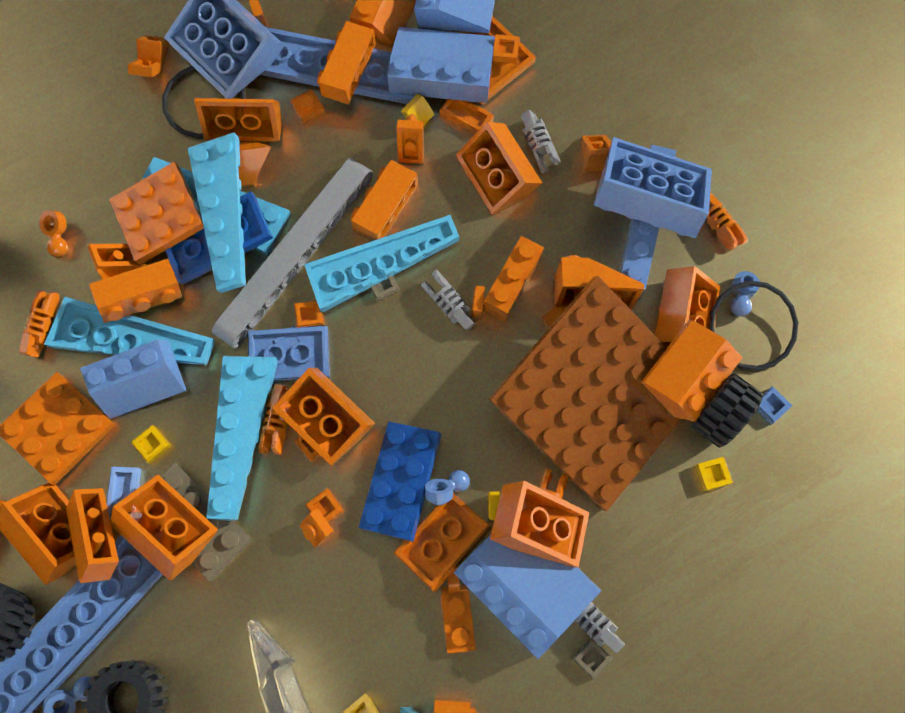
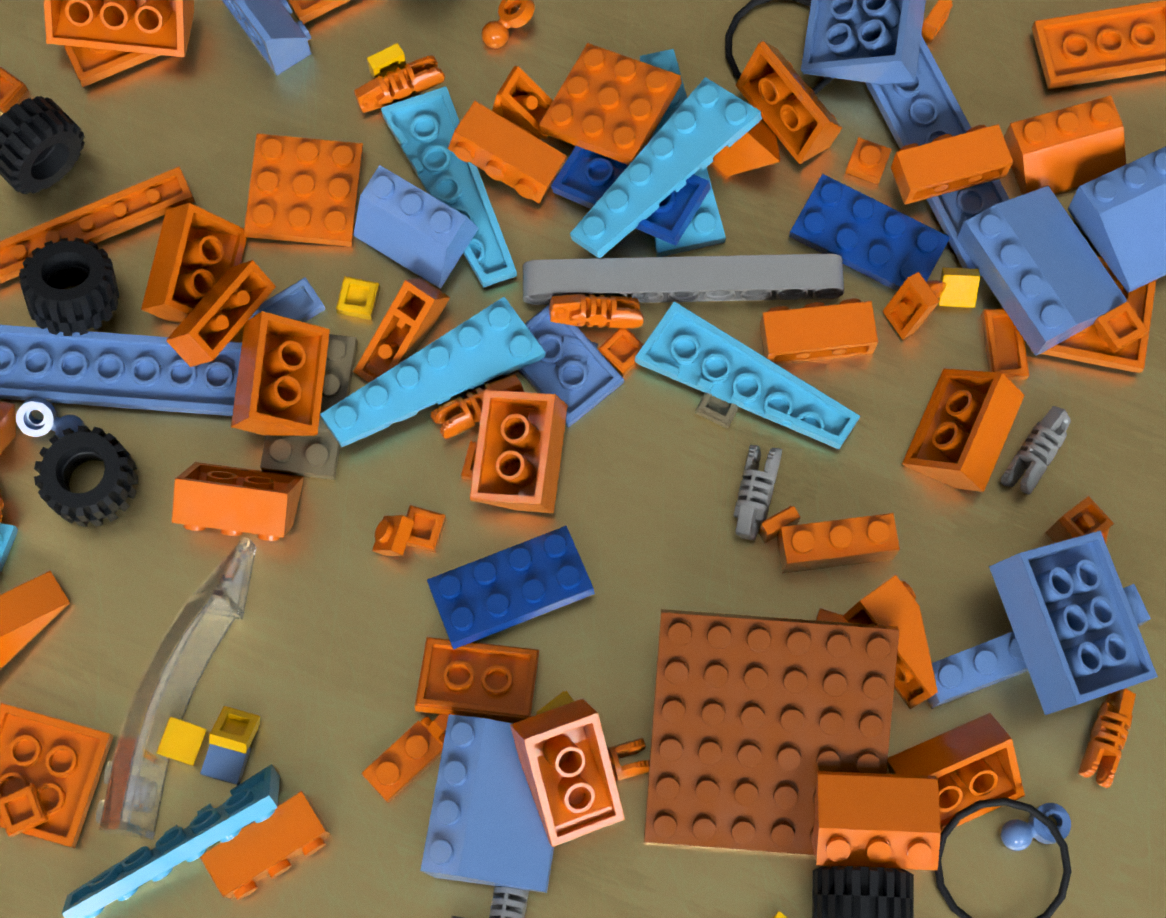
camera: 55 degrees right, 0 degrees up
(17, 319) = (386, 61): none -> yellow tile
(193, 431) = (402, 328): none -> orange slope
(218, 611) = (236, 500): none -> orange slope
(274, 310) = (598, 311): none -> orange hinge
(349, 135) = (867, 234): none -> blue plate
(441, 490) = (530, 637): medium blue plate -> none

